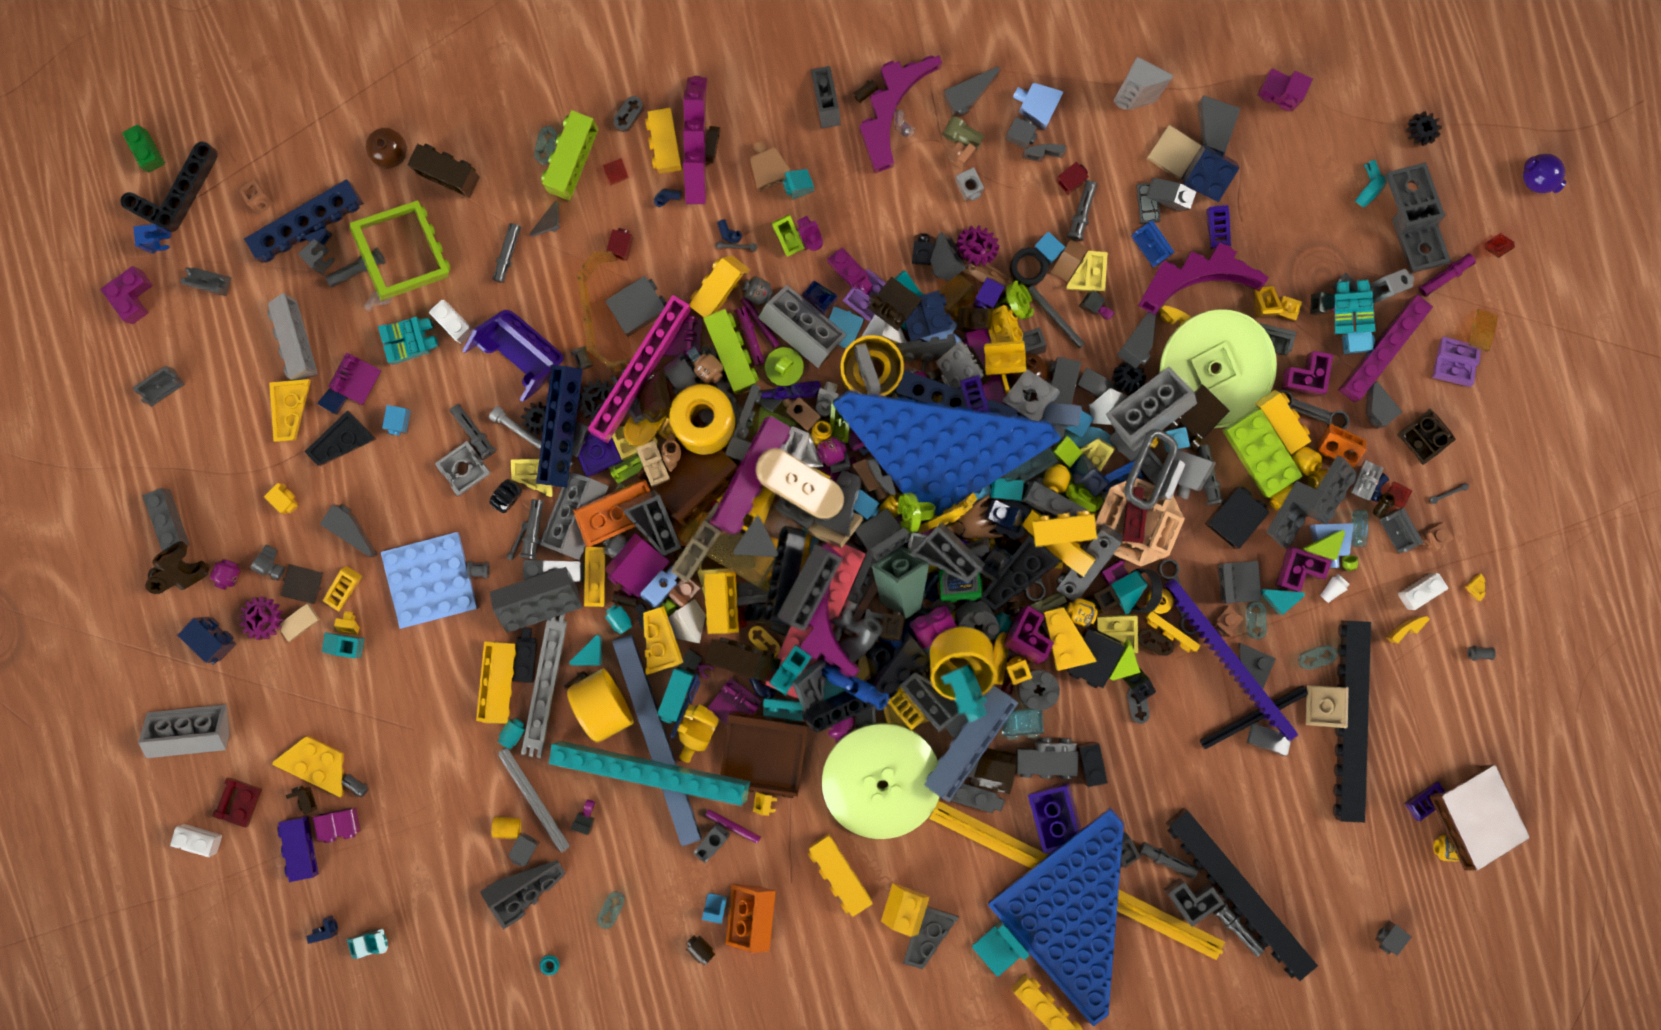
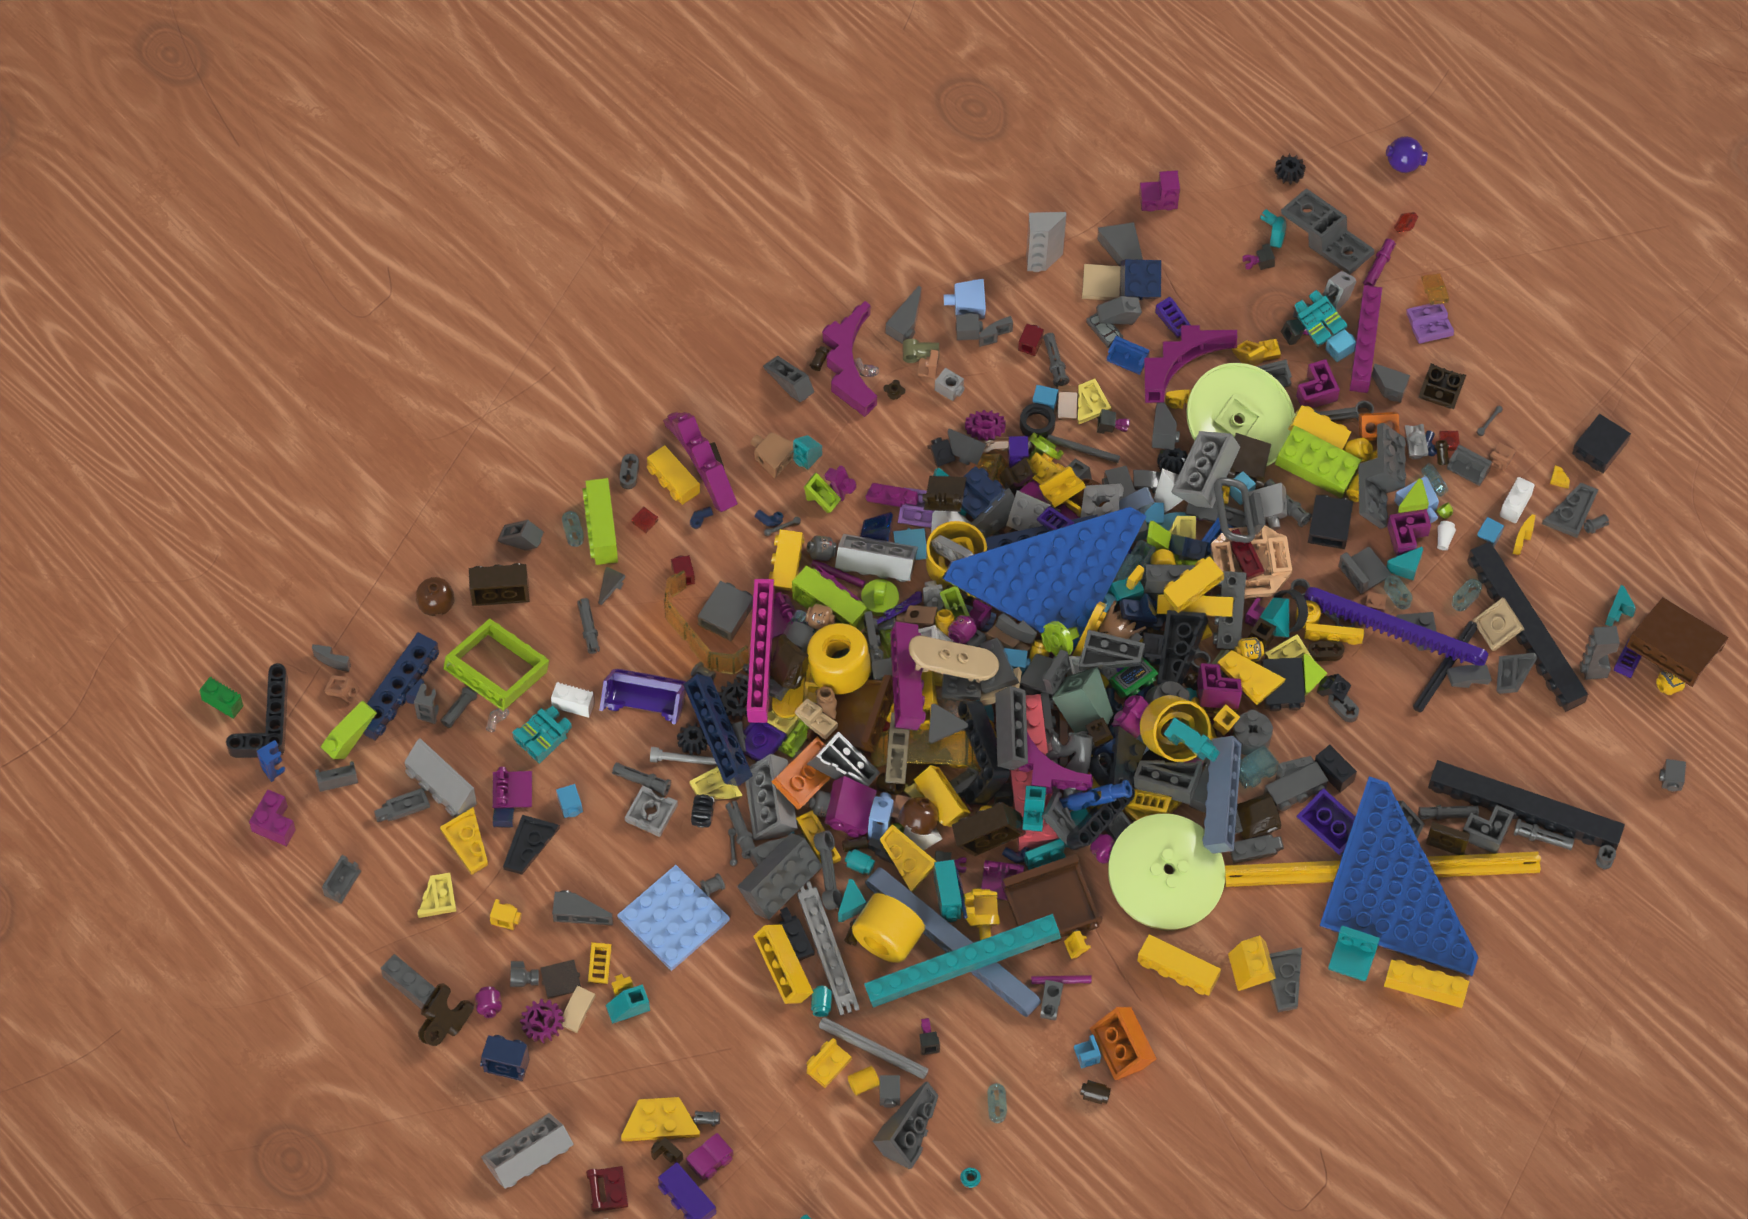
camera: 30 degrees left, 25 degrees down
(231, 247) = (348, 731): none -> lime slope
(236, 448) = (438, 896): none -> light yellow wing
(250, 343) = (403, 806): none -> dark grey hinge
(259, 158) = (326, 656): none -> dark grey slope
(486, 793) = (827, 1063): none -> yellow bracket
(494, 128) = (521, 535): none -> dark grey slope
(583, 616) = (824, 844): none -> dark grey piece
(688, 612) = (919, 815): none -> reddish brown cylinder
(916, 166) = (894, 394): none -> dark brown plate
(1018, 487) = (1135, 577): none -> yellow tile
(1150, 892) = (1447, 839): none -> dark brown tile
(1278, 977) = (1608, 852): none -> dark grey bush
(1311, 759) = (1513, 671): none -> dark grey wing
(1341, 210) = (1264, 258): none -> pearl dark grey piece
(1378, 610) = (1491, 531): none -> dark azure panel
(1400, 798) = (1595, 659): none -> dark grey arch
(1452, 744) = (1621, 604): none -> teal slope
(1468, 629) = (1573, 511): none -> dark grey wing
(1537, 576) = (1601, 443): none -> black brick

